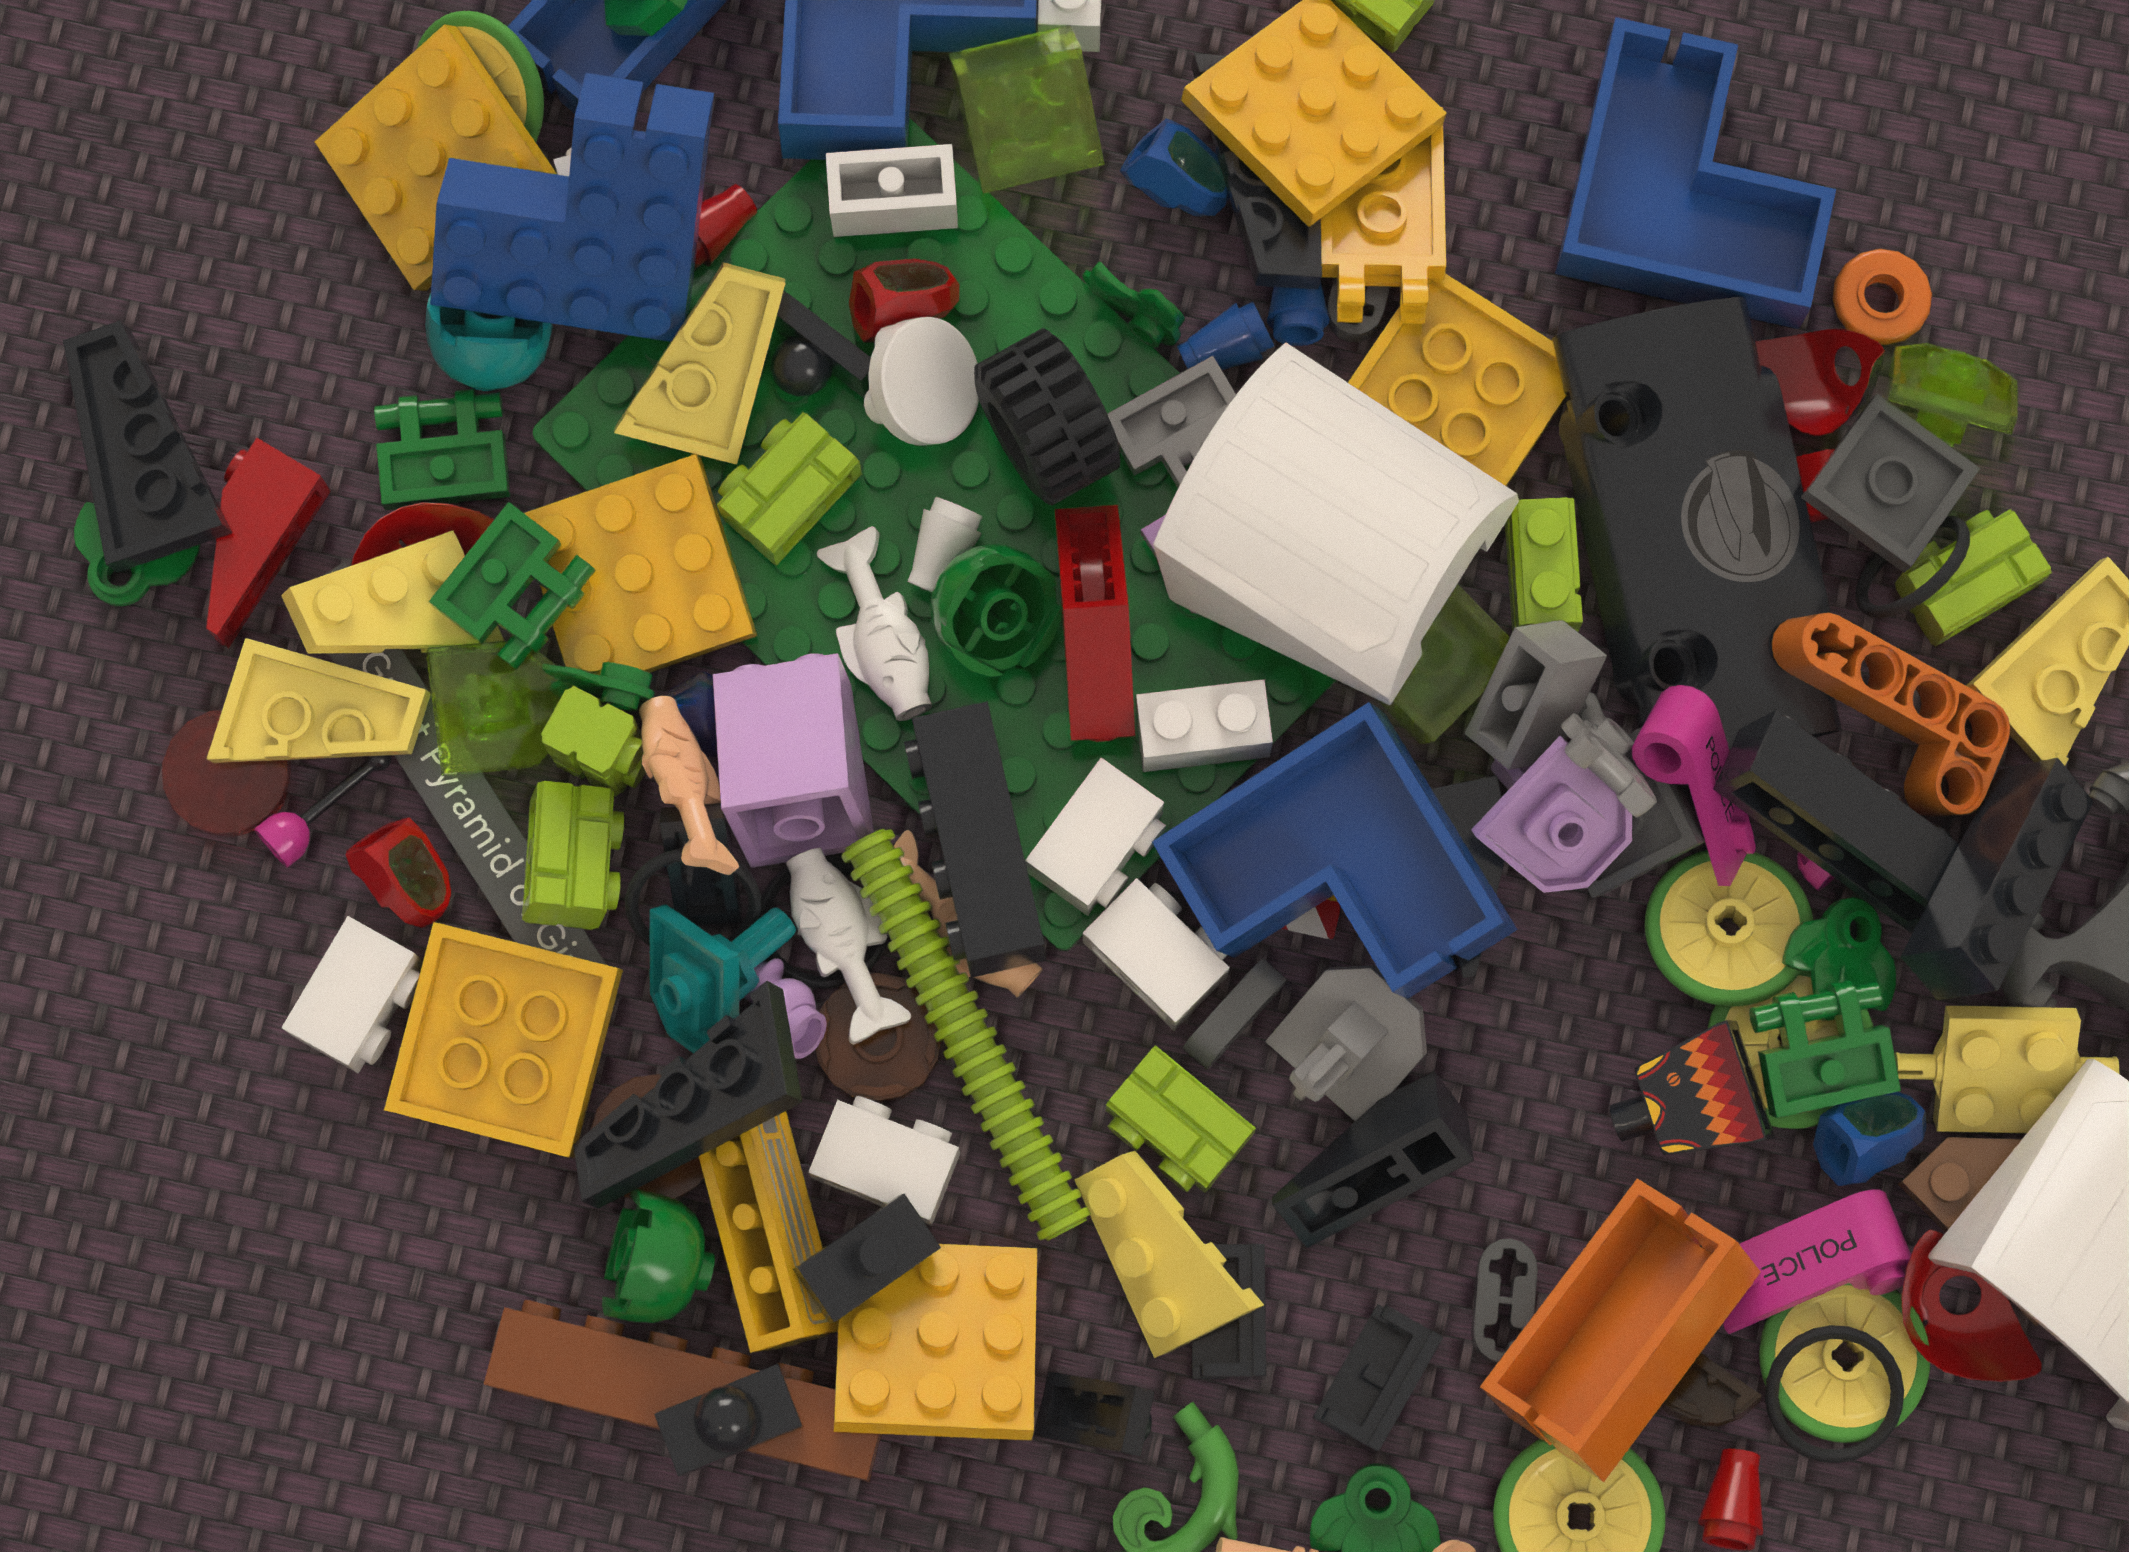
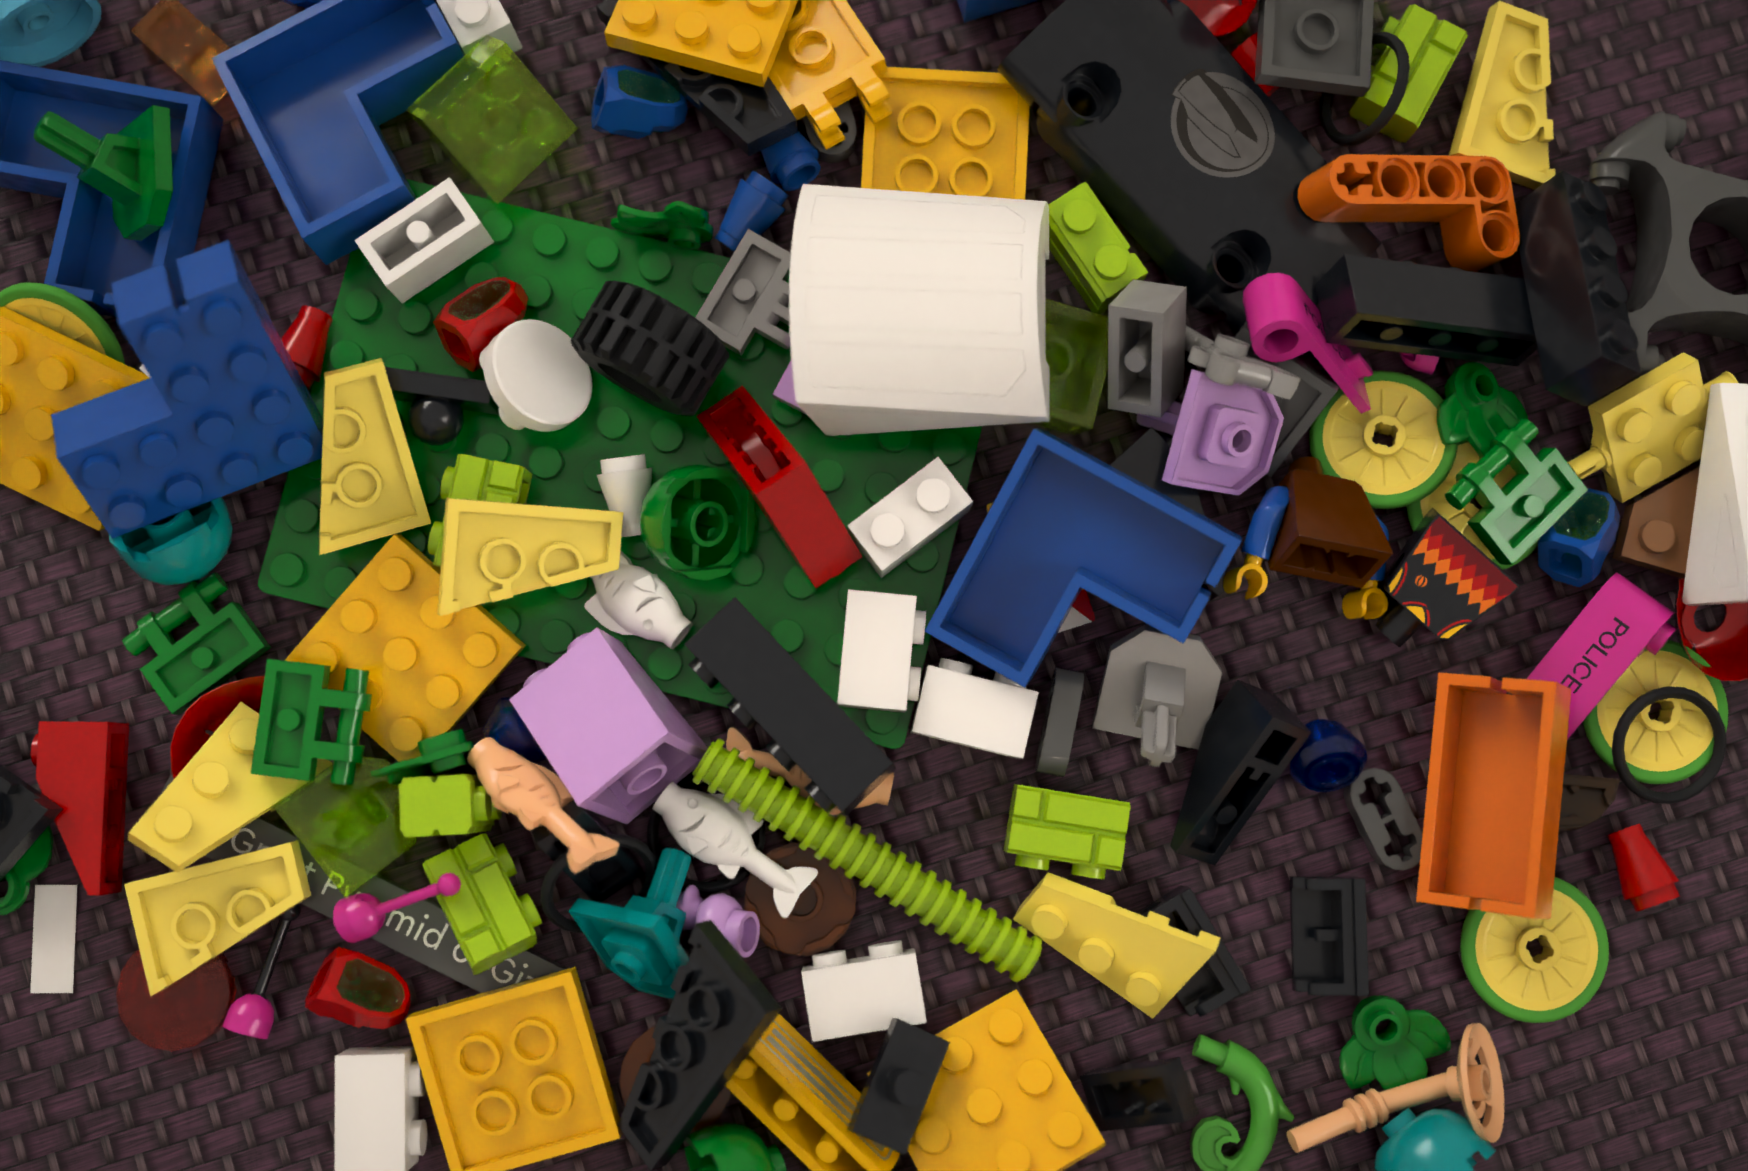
camera: 35 degrees left, 5 degrees up
(139, 655) = (54, 939): none -> white sticker
(452, 800) = (364, 914): none -> dark pink hinge
(810, 535) = (519, 548): none -> light yellow wing
(1479, 1202) = (1328, 757): none -> clear blue cone
(1603, 974) = (1317, 531): none -> reddish brown torso

